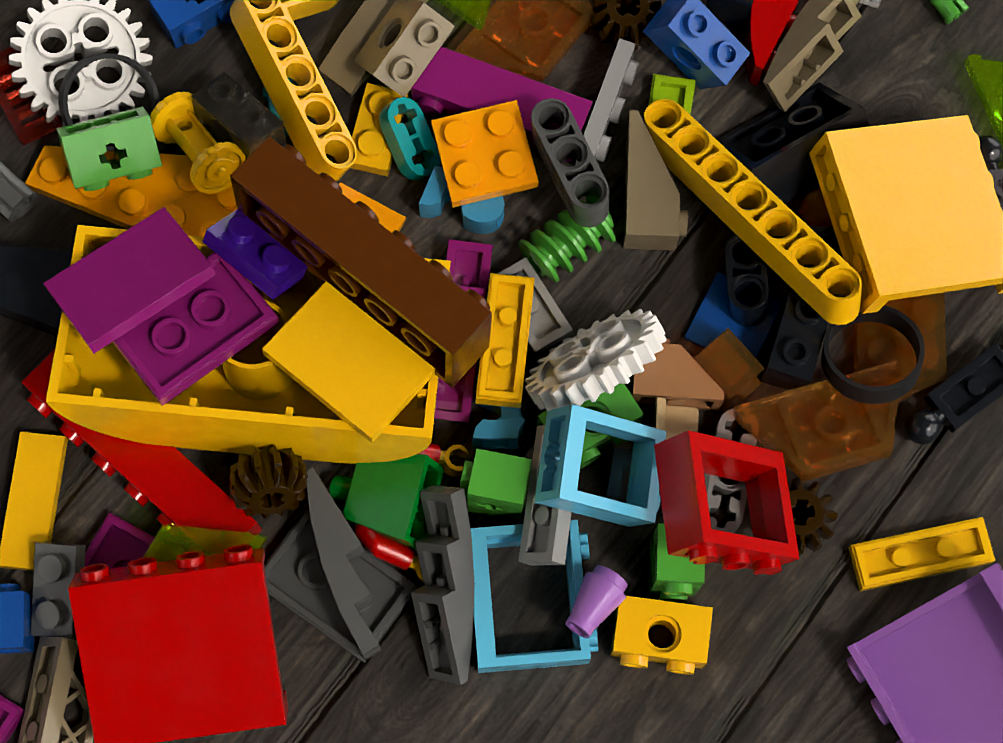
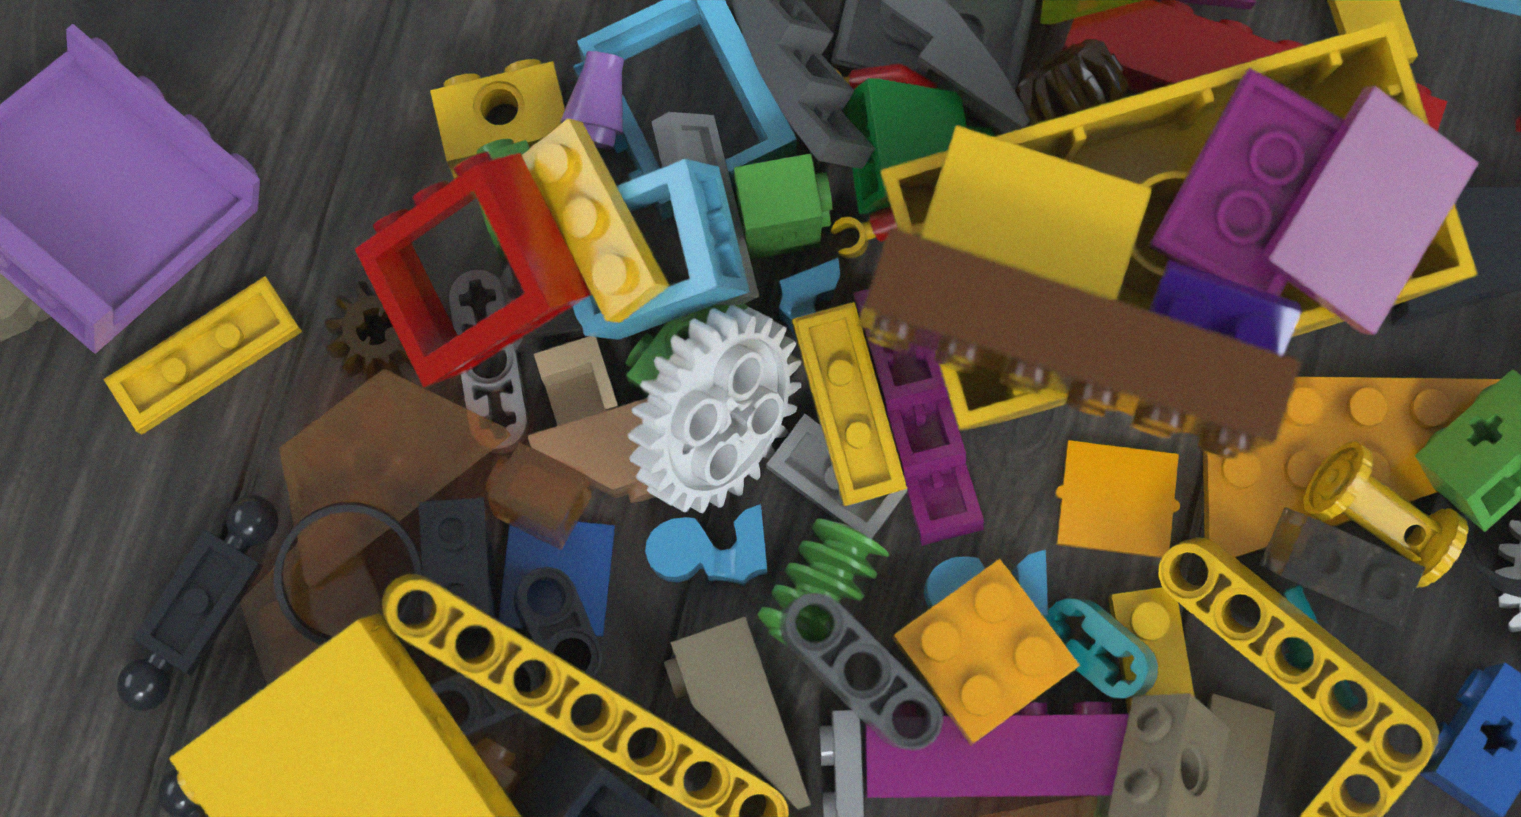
camera: 160 degrees right, 5 degrees up
(633, 493) = (594, 221): none -> yellow plate
(648, 294) = (682, 548): none -> dark azure leg

